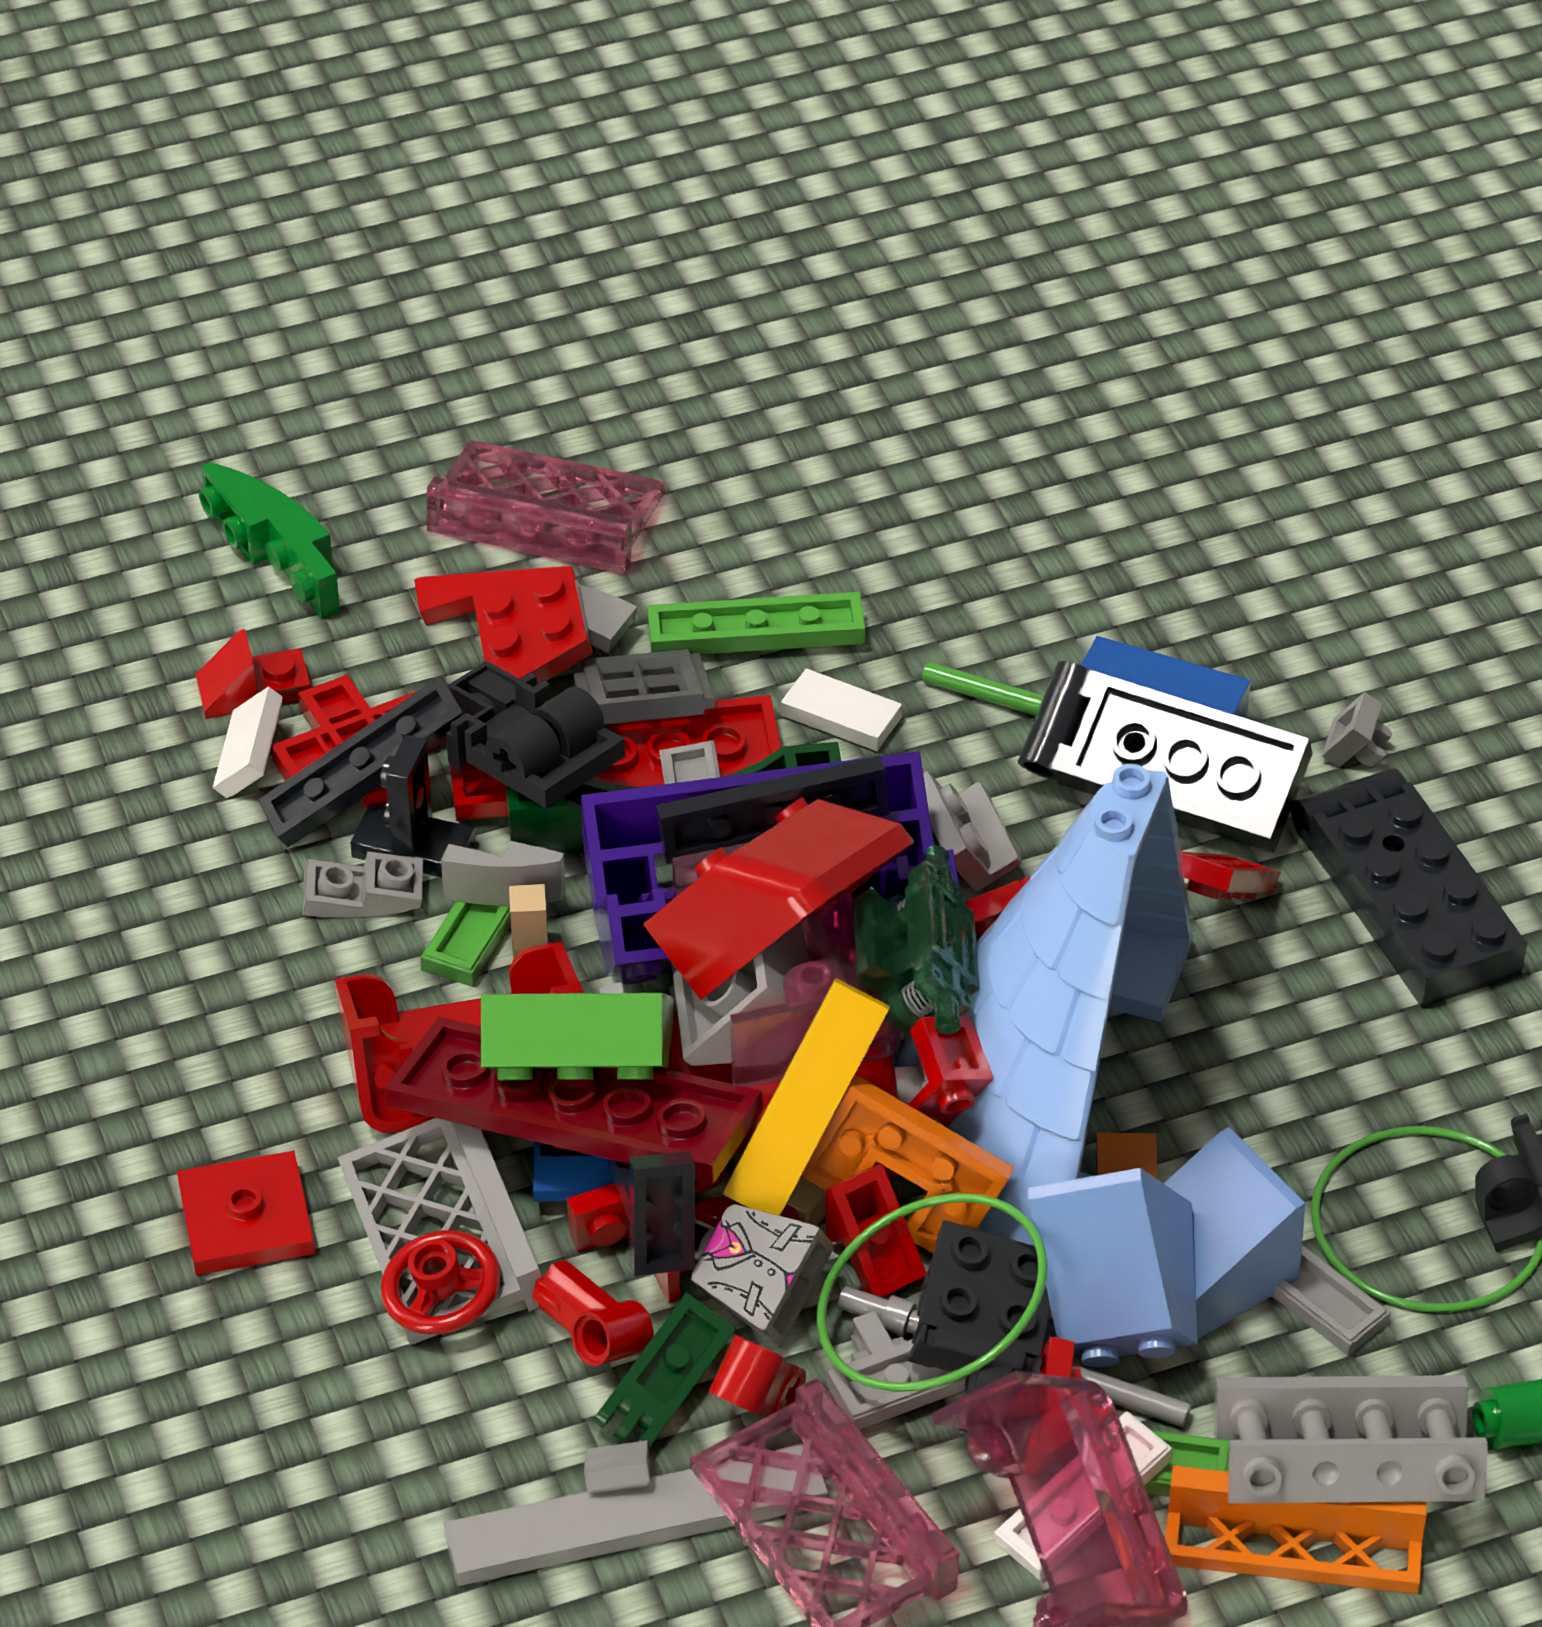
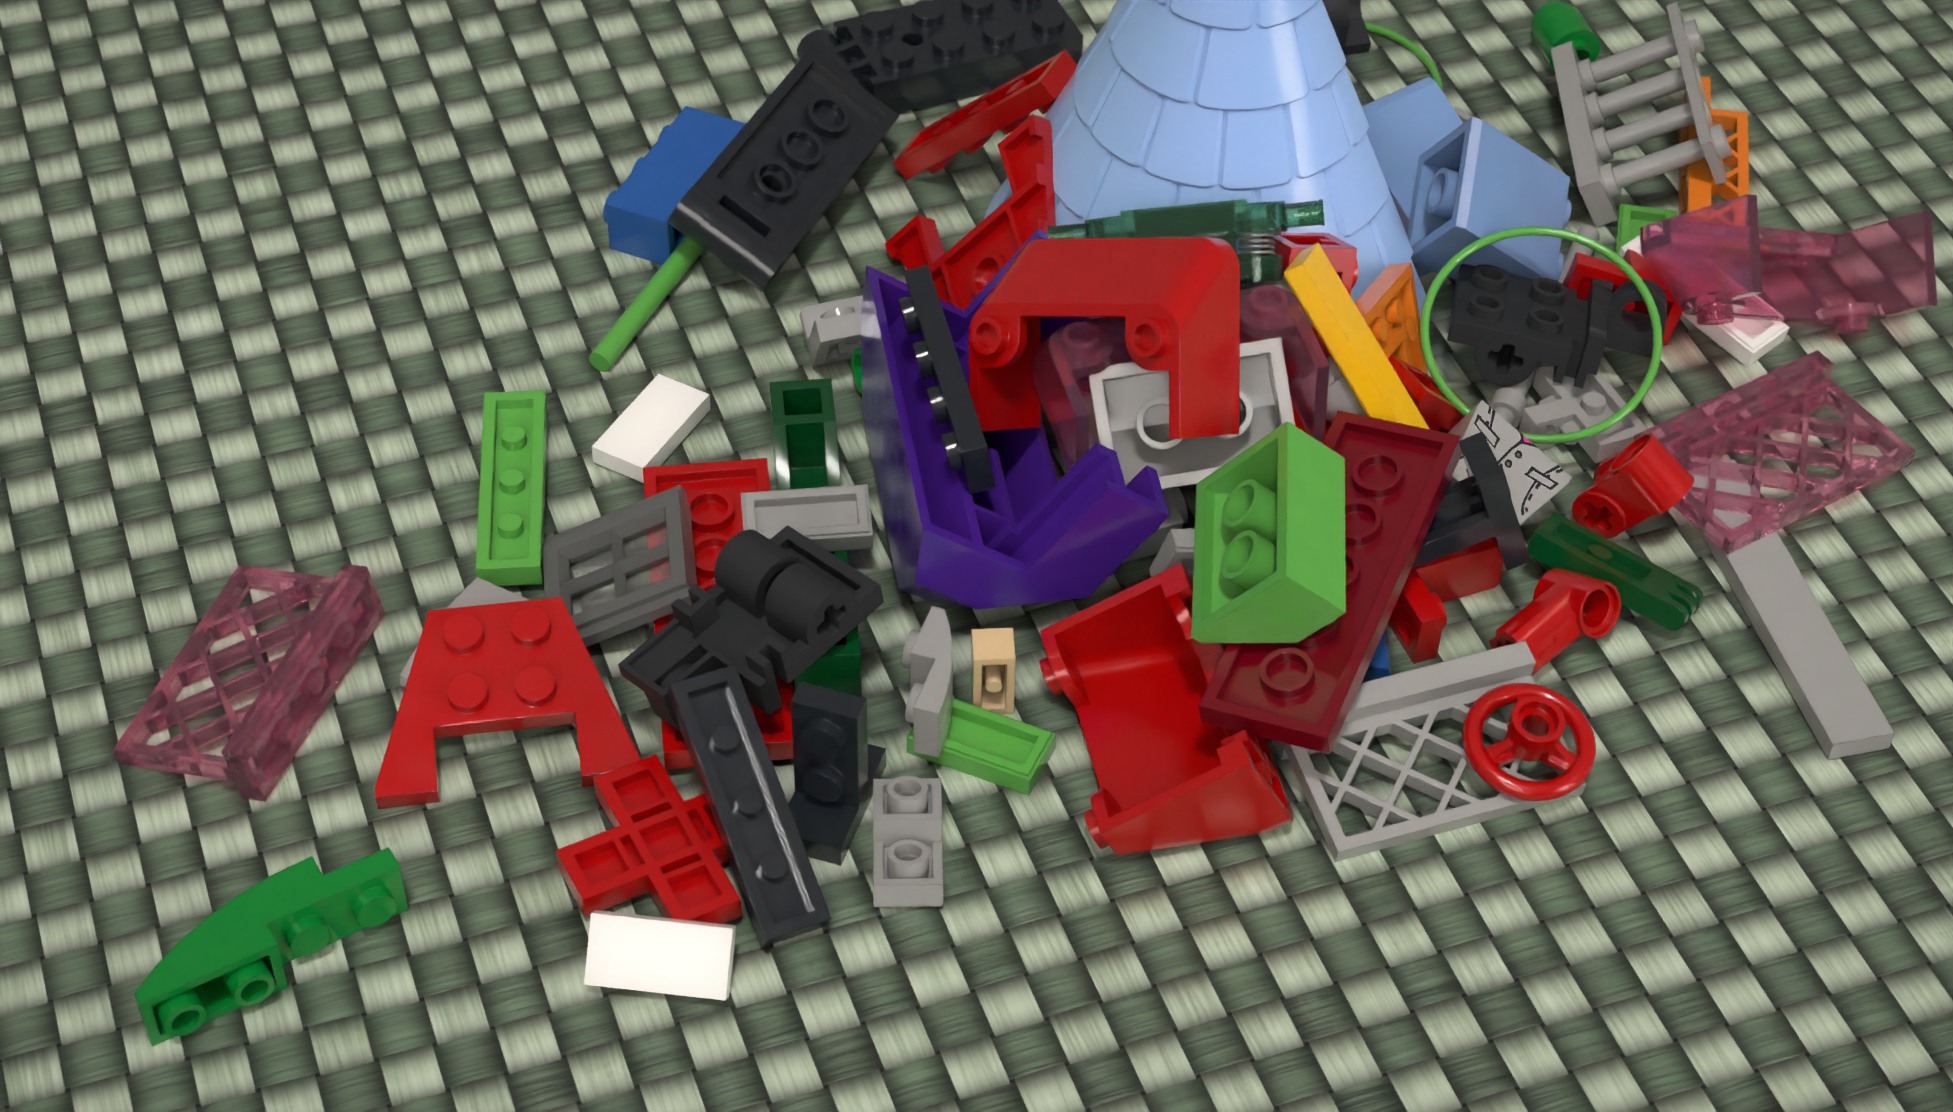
camera: 90 degrees left, 0 degrees up
(237, 676) = (532, 968): red slope -> none
(245, 1212) = (1424, 939): red plate -> none
(617, 1467) = (1738, 605): light grey tile -> none
(1357, 734) = (739, 65): light grey tile -> none

